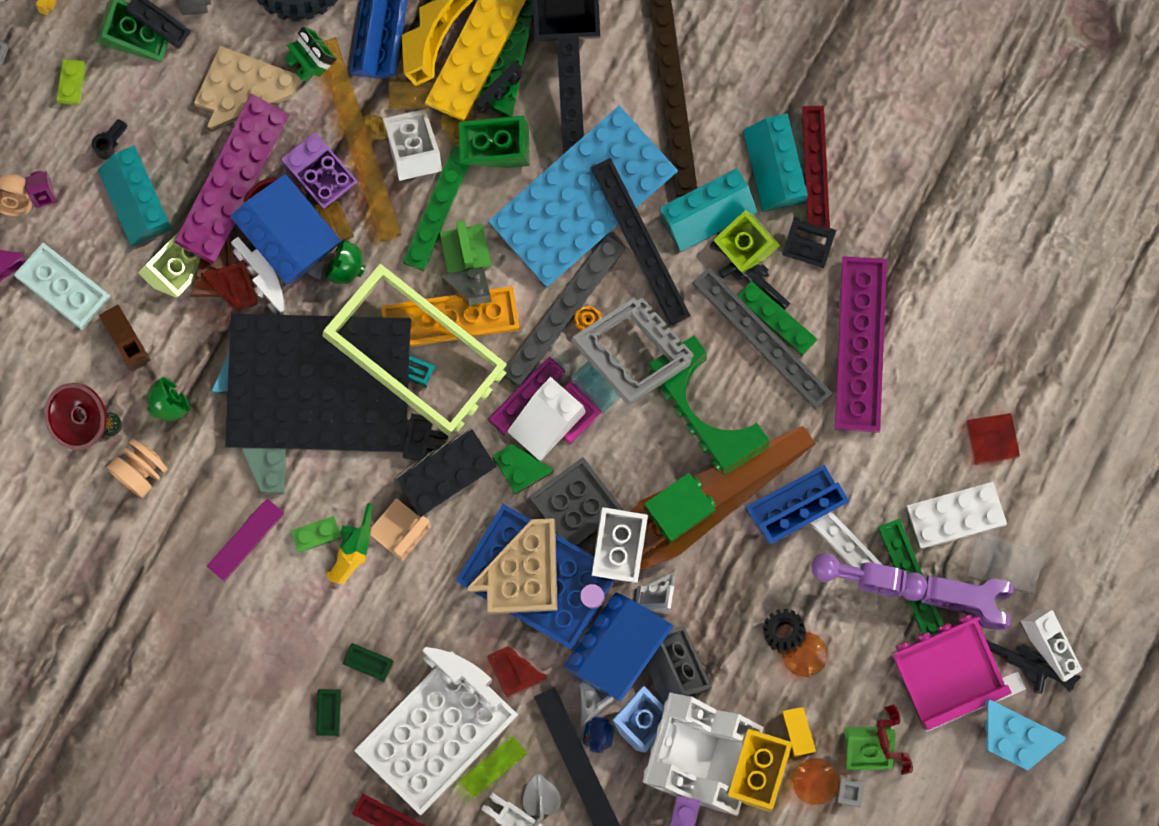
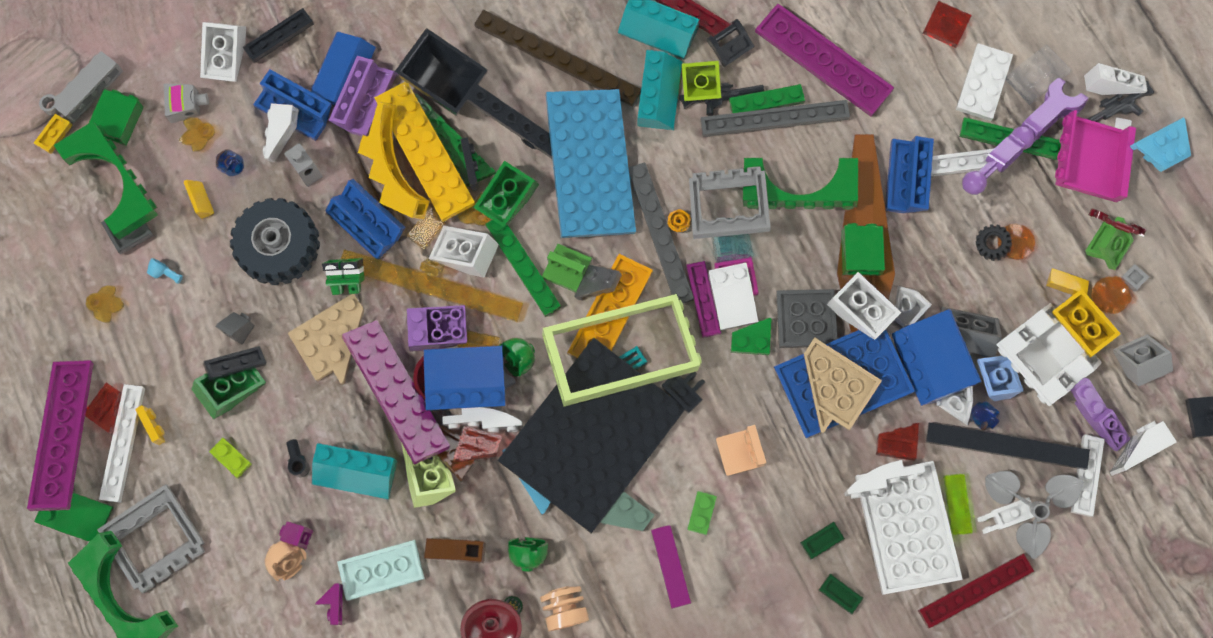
camera: 50 degrees left, 0 degrees up
(352, 550) = (733, 496): animal -> none
(444, 472) = (723, 391): black brick -> none
(592, 596) = (888, 350): lavender tile -> none
(640, 242) = (650, 147): black tile -> none

